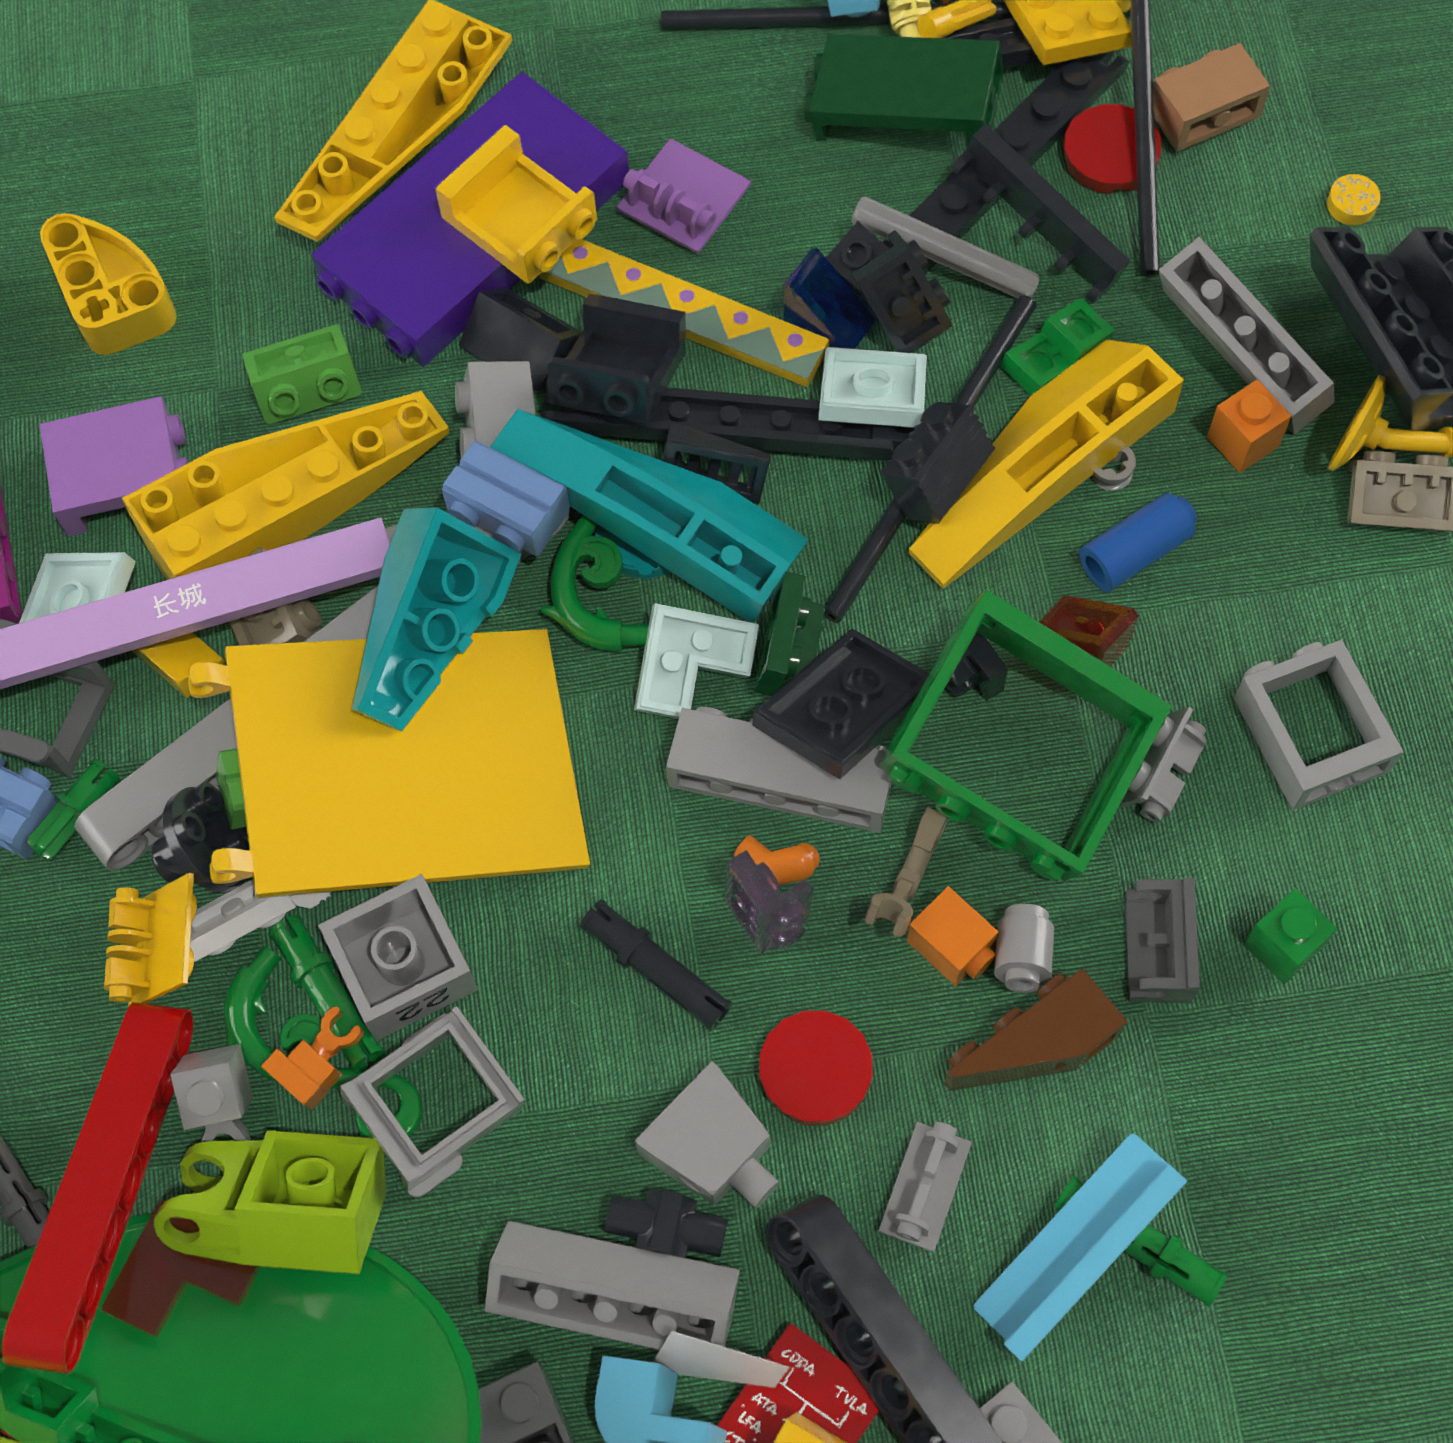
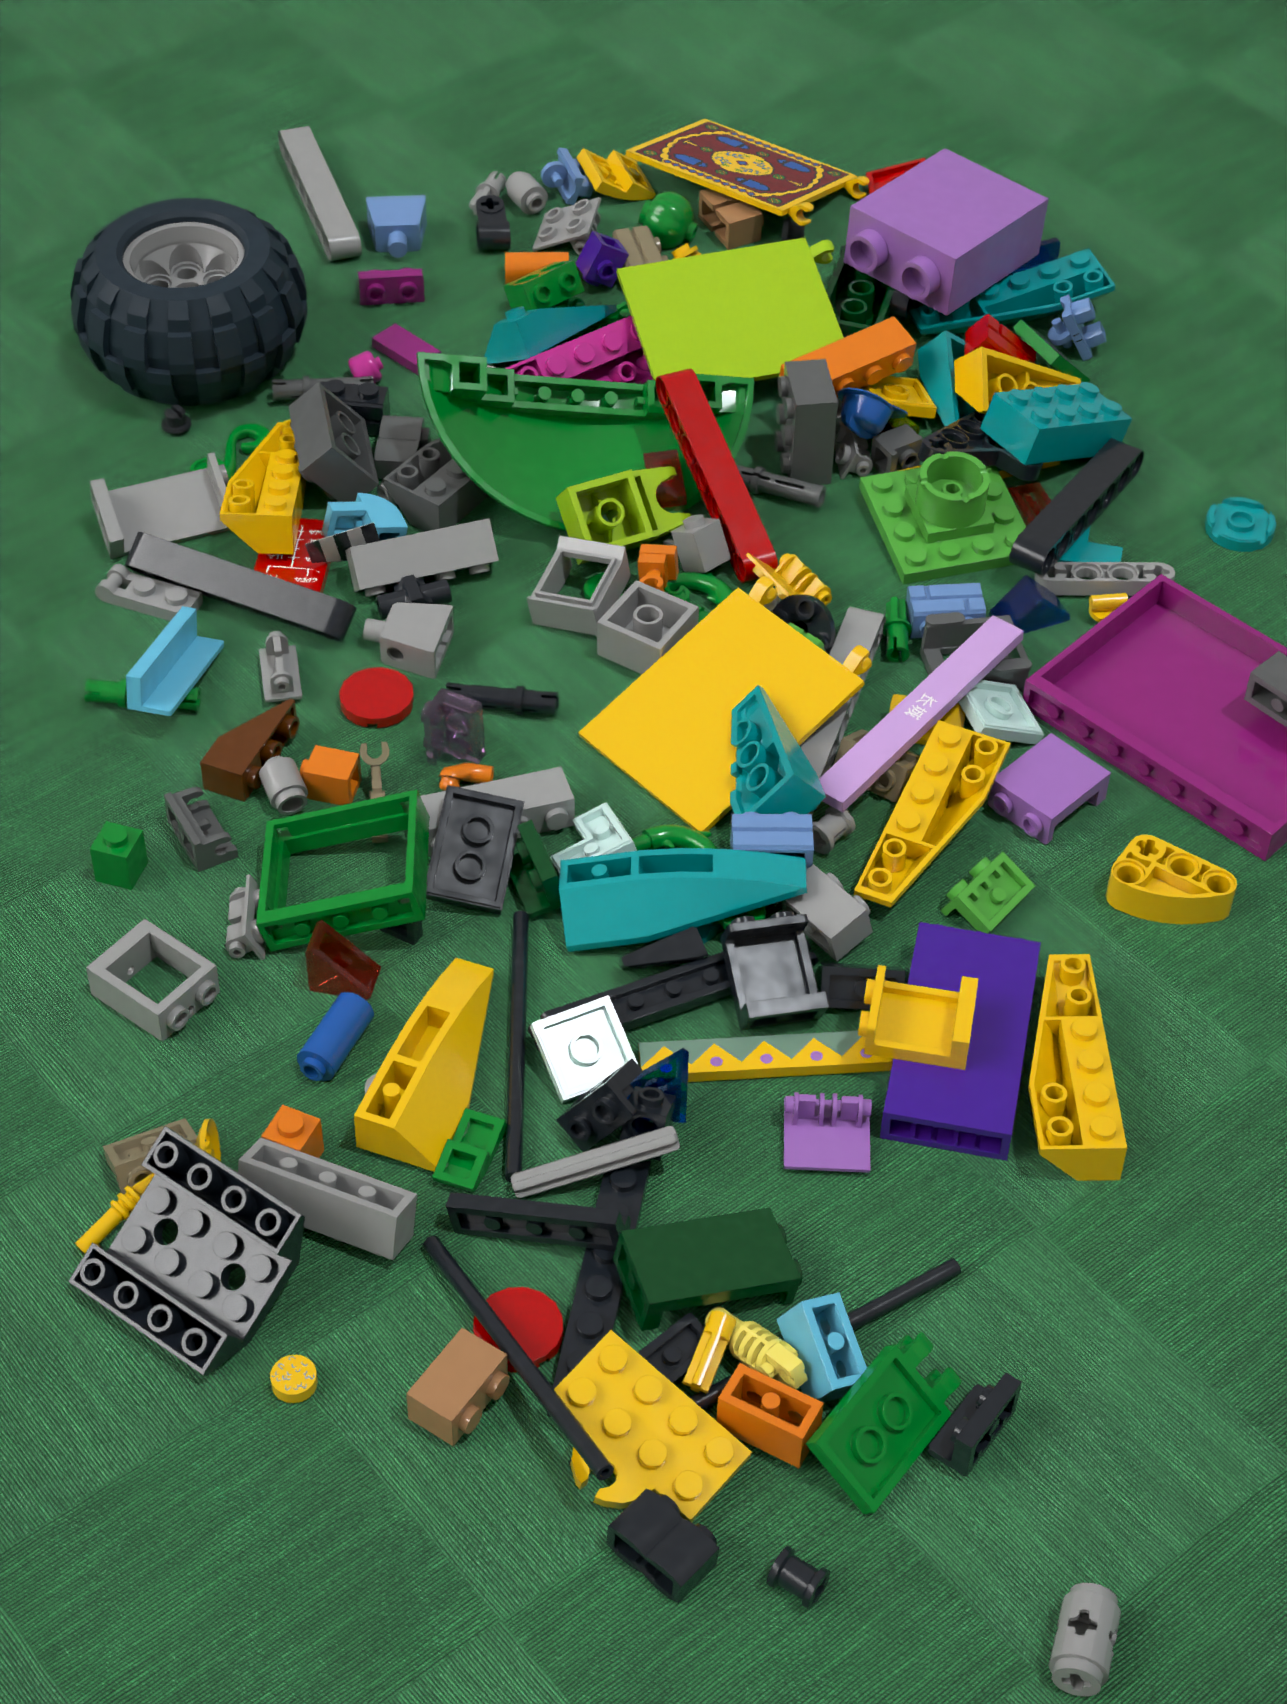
camera: 145 degrees right, 20 degrees down
(937, 461) = (503, 1004): black brick -> none

